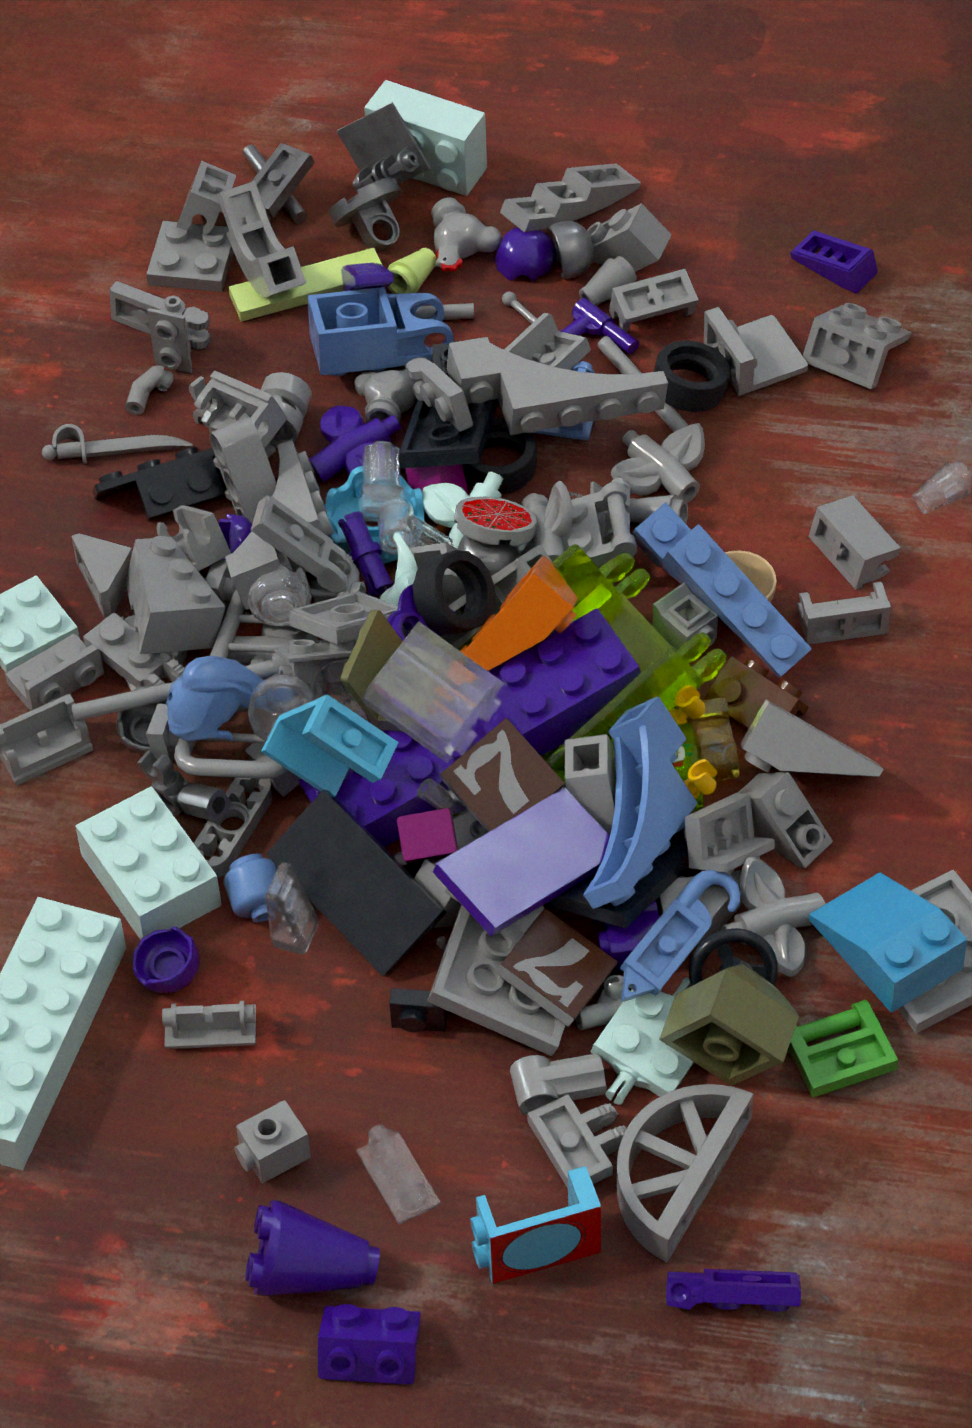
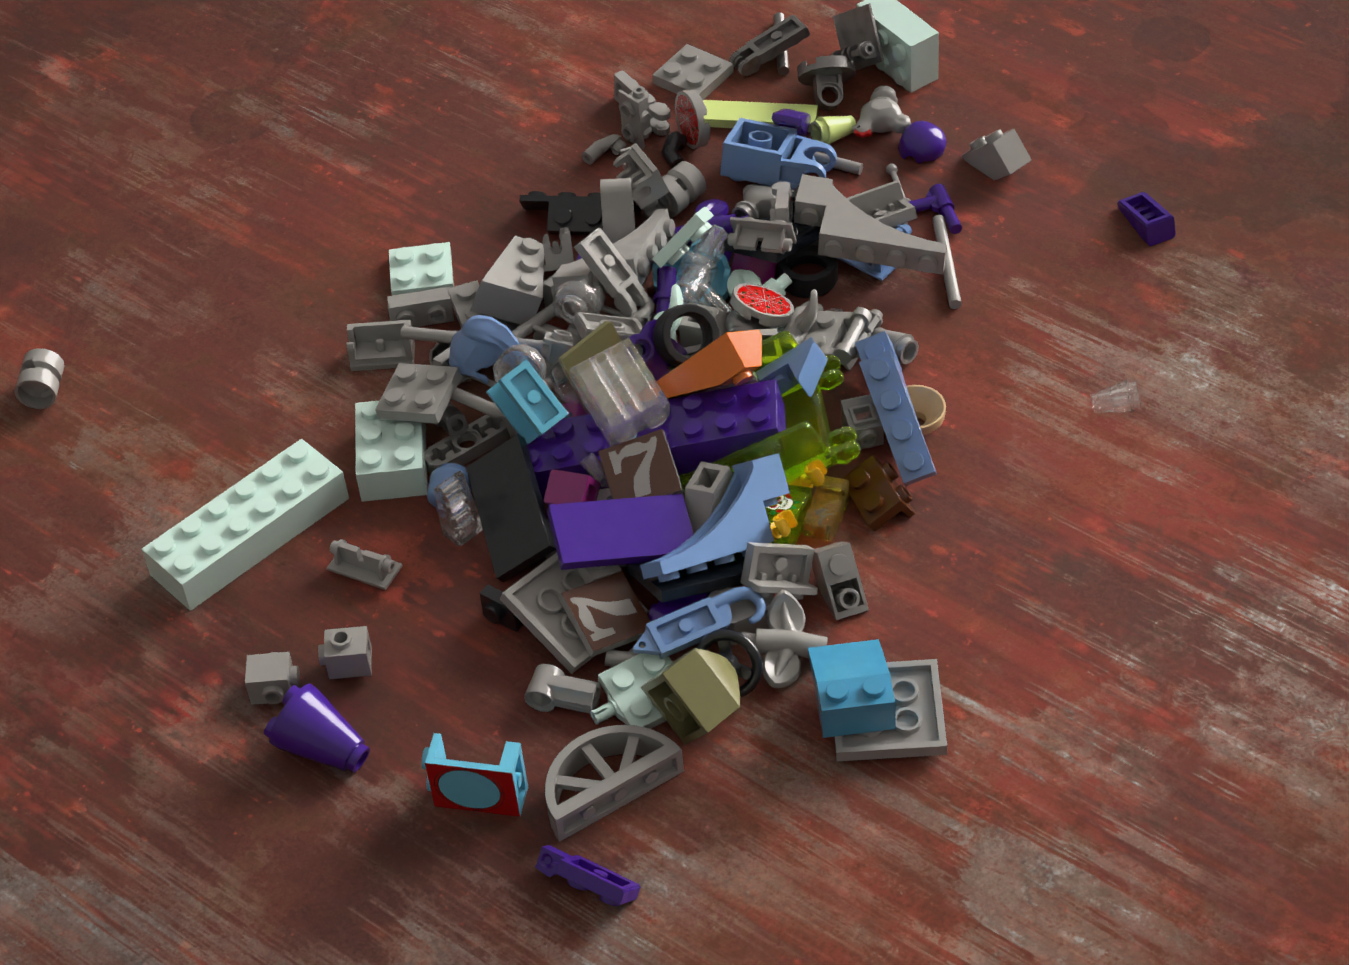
camera: 30 degrees right, 5 degrees down
(104, 569) = (489, 248): light grey slope -> none
(106, 447) = (539, 174): light grey sword -> none
(158, 783) = (418, 393): none -> light grey plate
(166, 960) = (361, 513): dark purple hair -> none
(196, 1212) = (270, 677): none -> light grey brick
(203, 196) = (719, 32): light grey hinge -> none
(231, 361) = (671, 146): none -> black arm
(243, 315) = (690, 119): none -> tile
(255, 245) = (732, 71): light grey arch -> none
(361, 461) = (677, 247): none -> light aqua plate
(368, 1344) = (323, 807): dark purple bracket -> none
(397, 1174) = (417, 707): clear hinge -> none
(466, 428) = (775, 235): none -> light grey hinge
(570, 1137) = (544, 733): light grey hinge -> none
(572, 247) = (951, 146): flat silver hair -> none
(576, 196) = (984, 114): light grey slope -> none
(598, 580) = (798, 366): none -> medium blue slope
(610, 275) = (967, 179): light grey cone -> none
(653, 298) = (988, 198): light grey hinge -> none
(664, 464) = (920, 314): light grey plant -> none
(698, 358) = (974, 274): black tyre -> none
(756, 351) = (1039, 260): light grey bracket -> none
(794, 745) = (869, 523): light grey slope -> none
(844, 617) = (980, 462): light grey hinge -> none
(844, 1058) = (772, 756): bright green plate -> none
(853, 343) = (1115, 274): light grey bracket -> none
(853, 541) = (1022, 410): light grey hinge -> none

